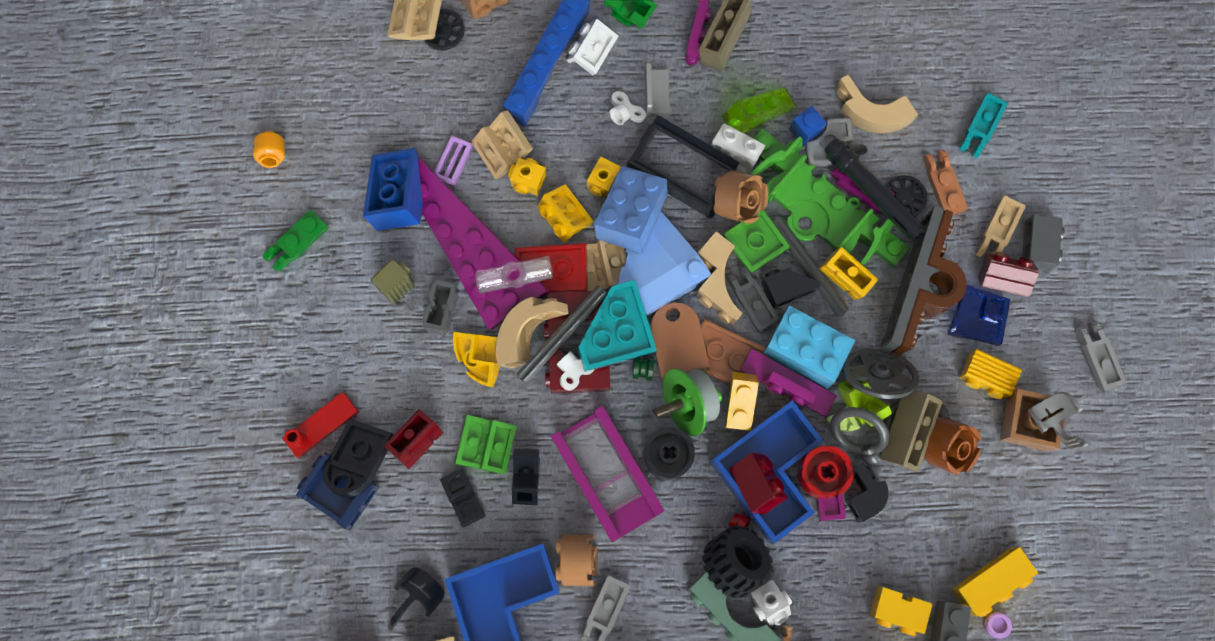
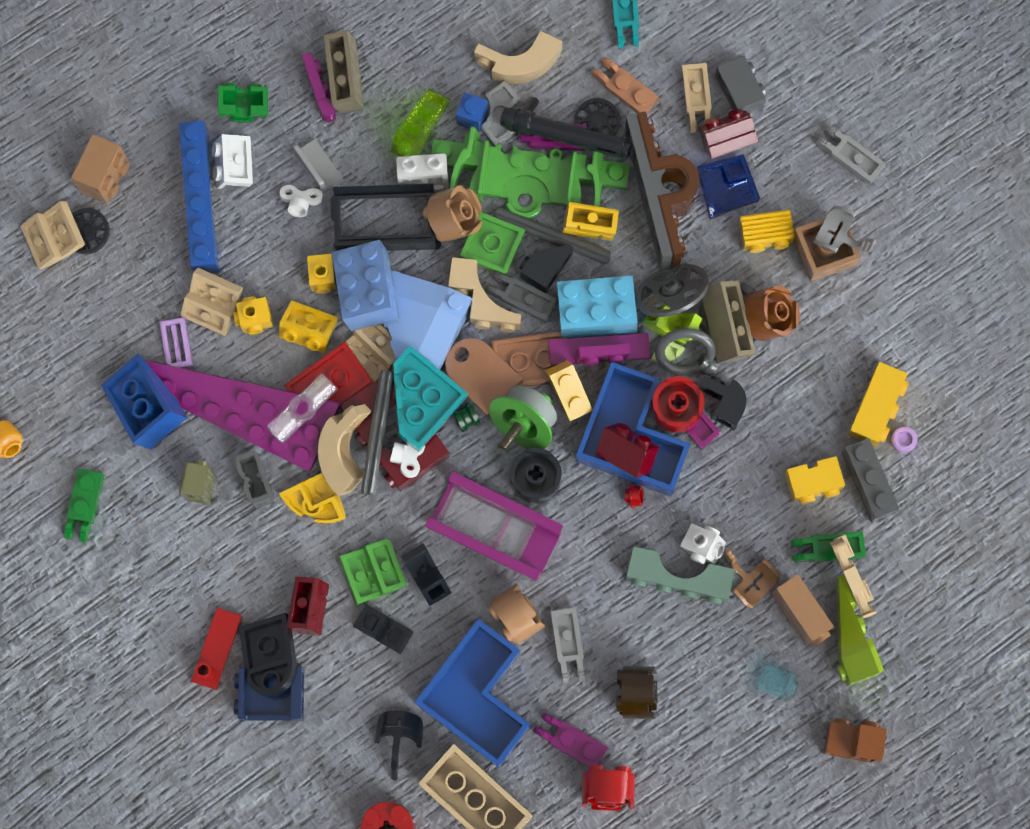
camera: 25 degrees left, 0 degrees up
(737, 561) = (652, 526): black tyre -> none

